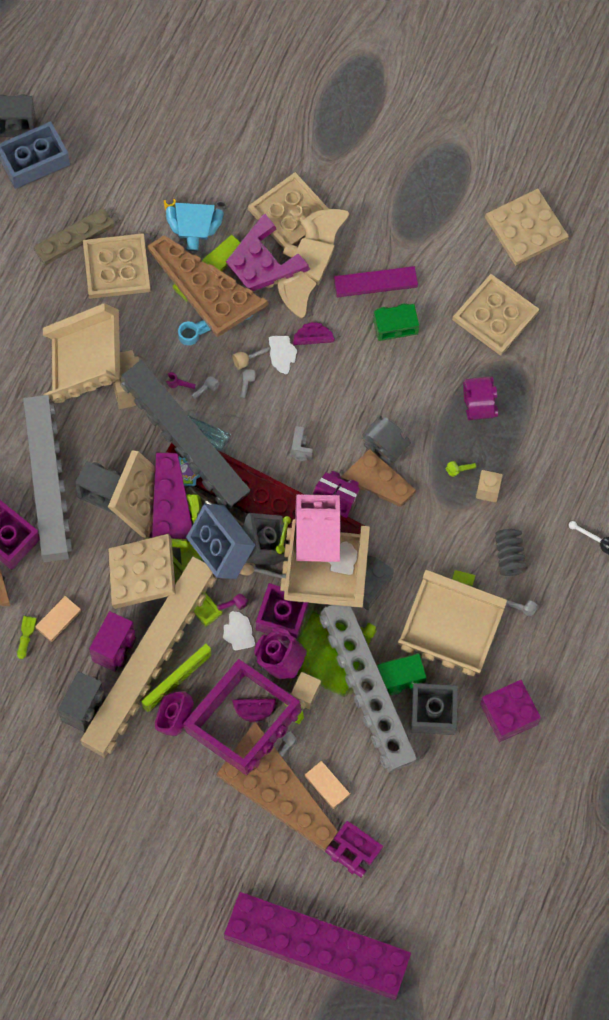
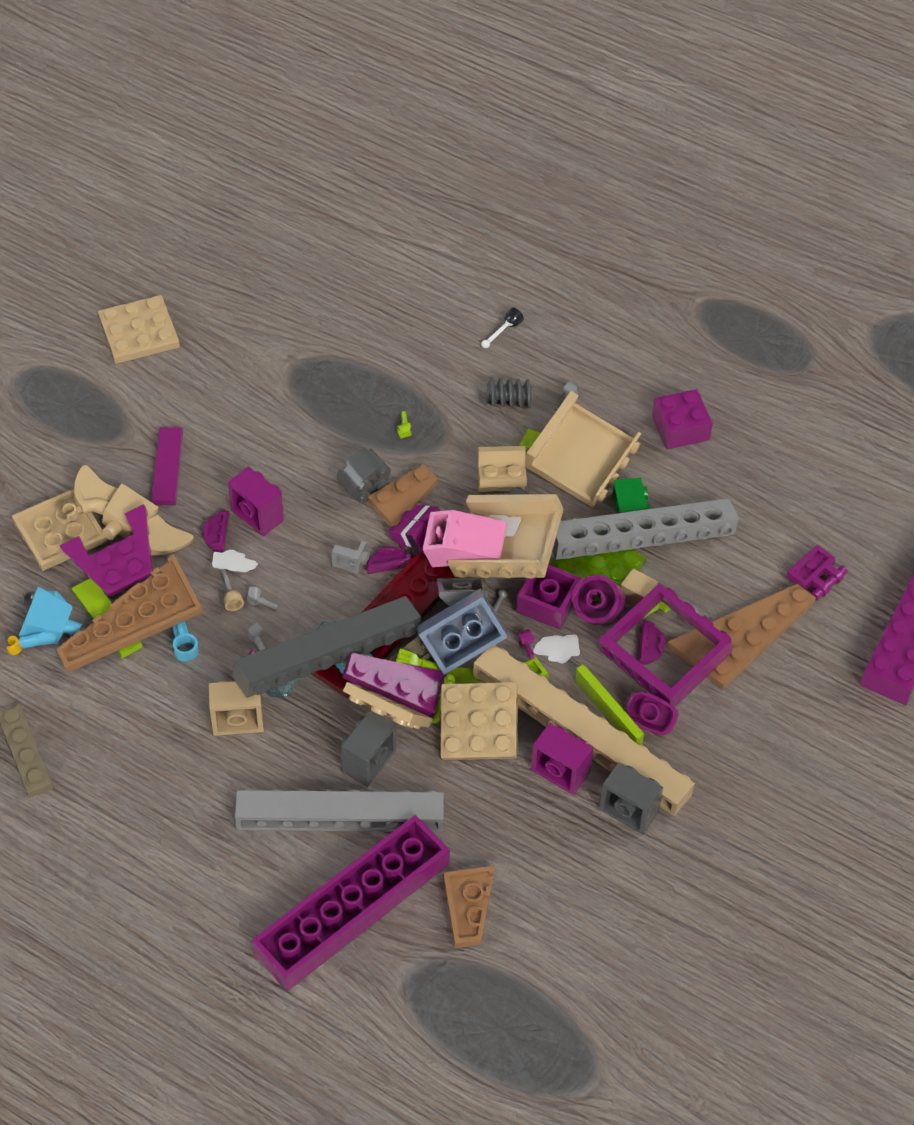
camera: 80 degrees left, 15 degrees down
(27, 629) = (525, 856): lime piece -> none
(58, 619) = (518, 821): light nougat tile -> none
(84, 352) = (197, 740): tan panel -> none
(116, 266) = (78, 708): tan plate -> none
(280, 548) = (478, 579): lime hinge -> none
(306, 475) = (388, 559): none -> magenta tile
(327, 785) = (743, 588): light nougat tile -> none
(339, 356) = (256, 501): none -> magenta brick
(395, 322) = (223, 451): green brick -> none
(407, 553) = (501, 468): none -> tan bracket
(434, 709) = (674, 477): dark grey brick -> none
(480, 398) = (334, 388): magenta brick -> none
(489, 486) = (433, 399): tan brick -> none
(495, 314) = (236, 367): tan plate -> none

